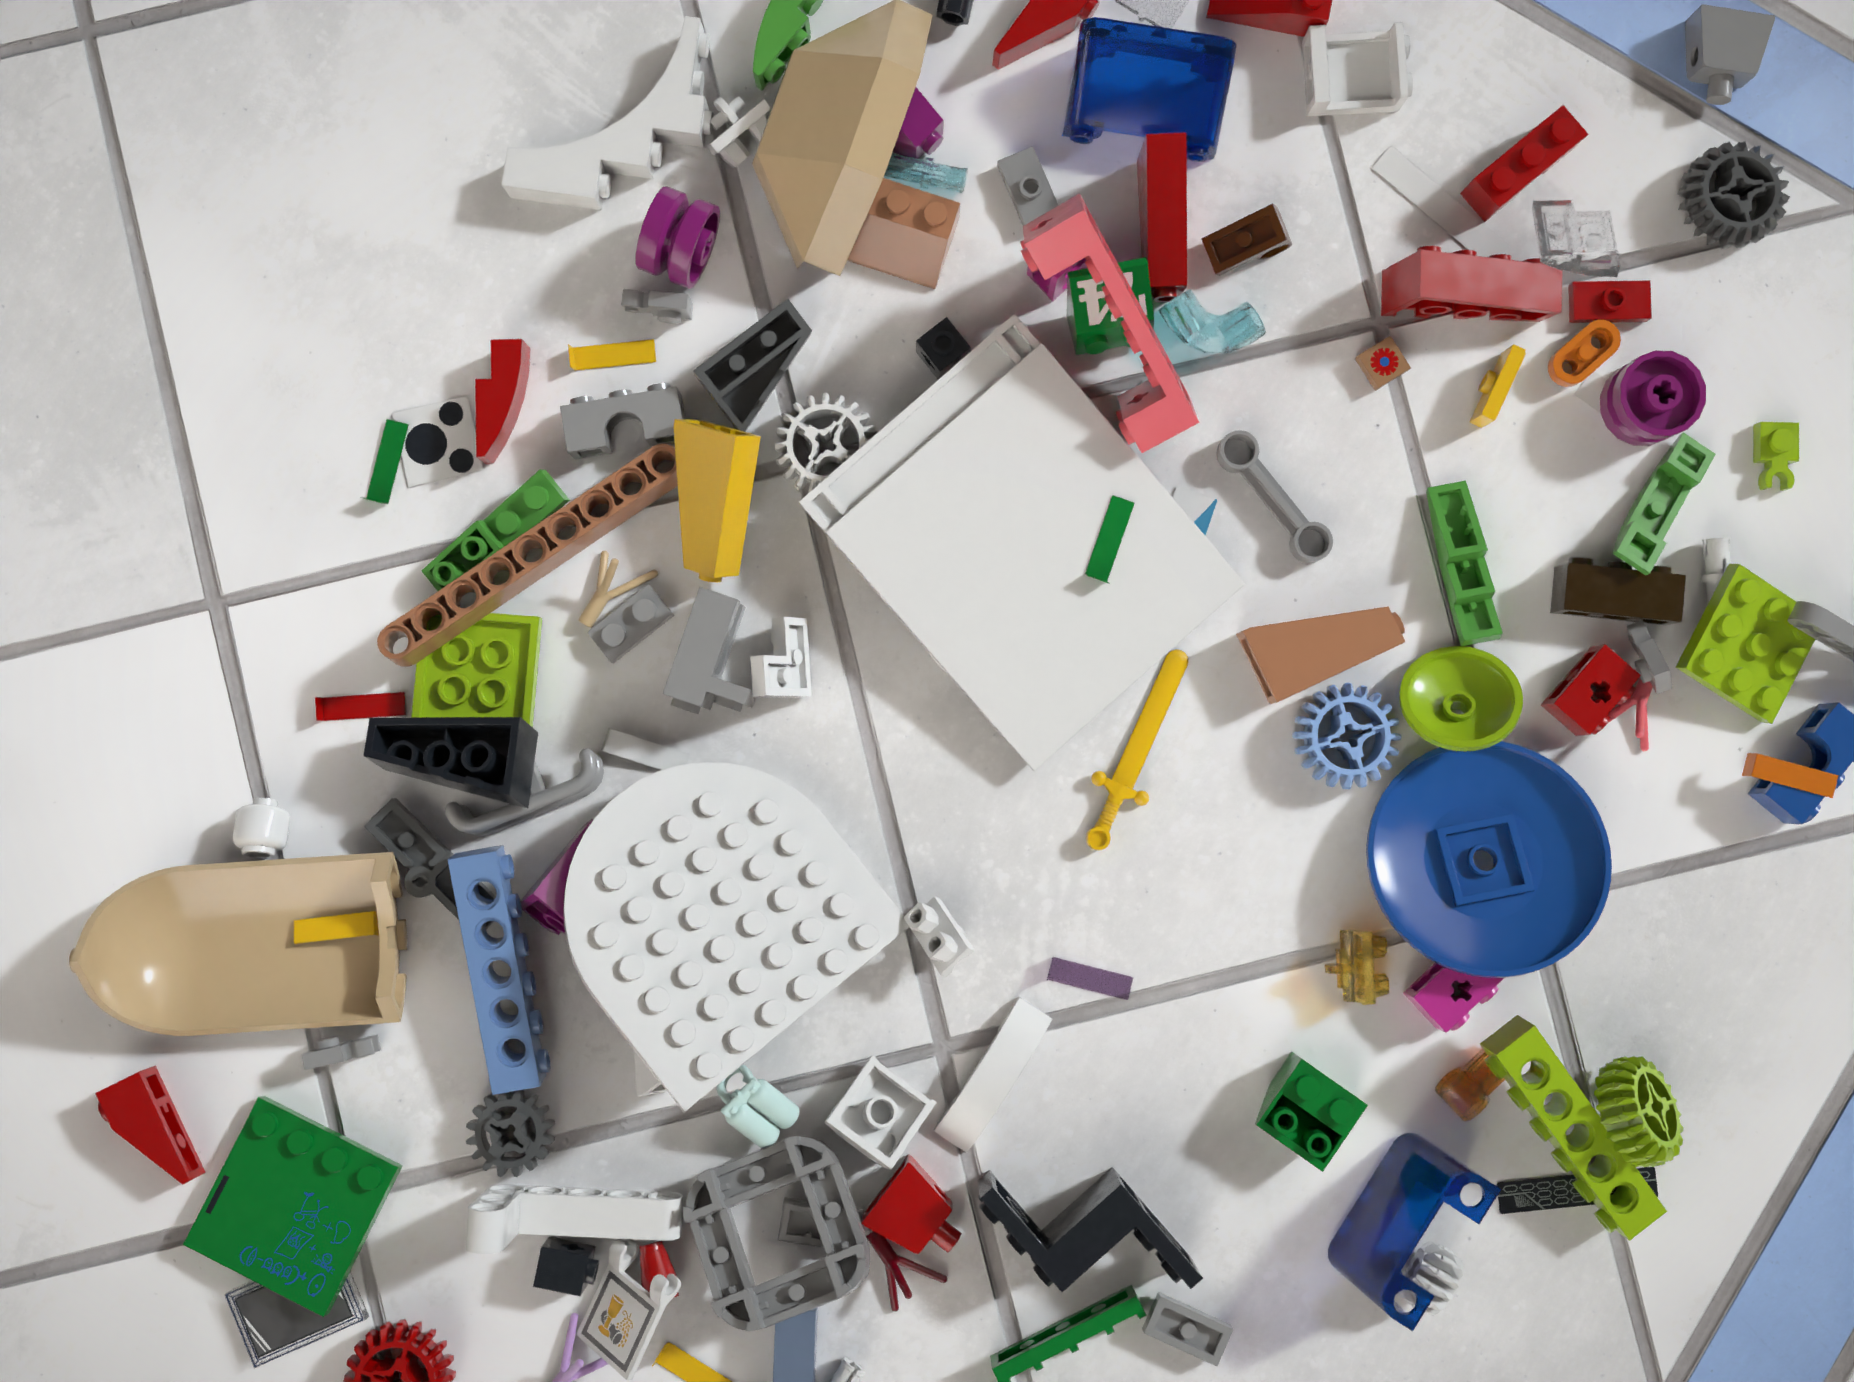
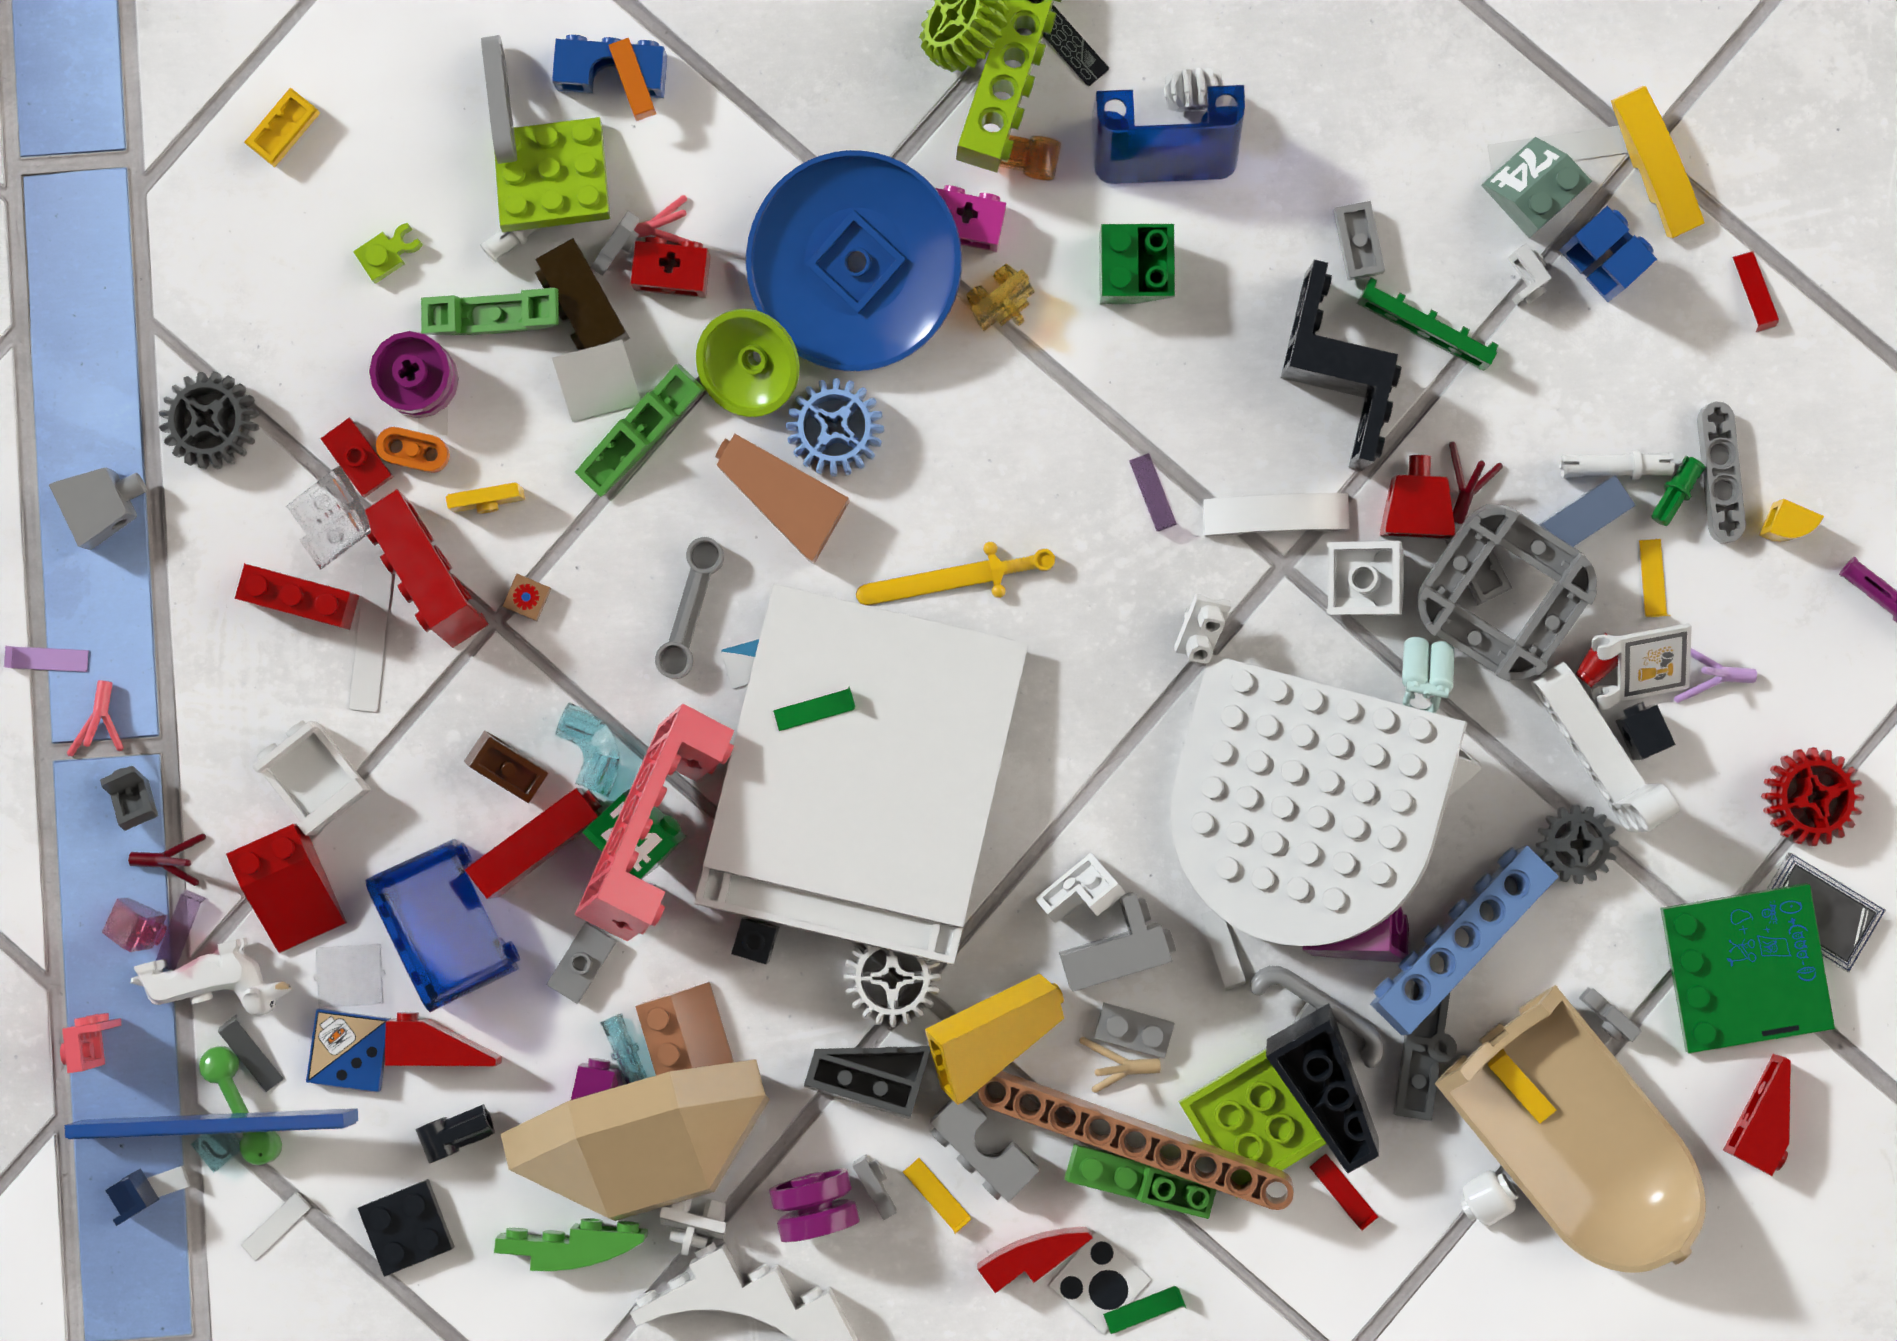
camera: 120 degrees left, 0 degrees up
(1536, 555) = (596, 380): none -> white sticker

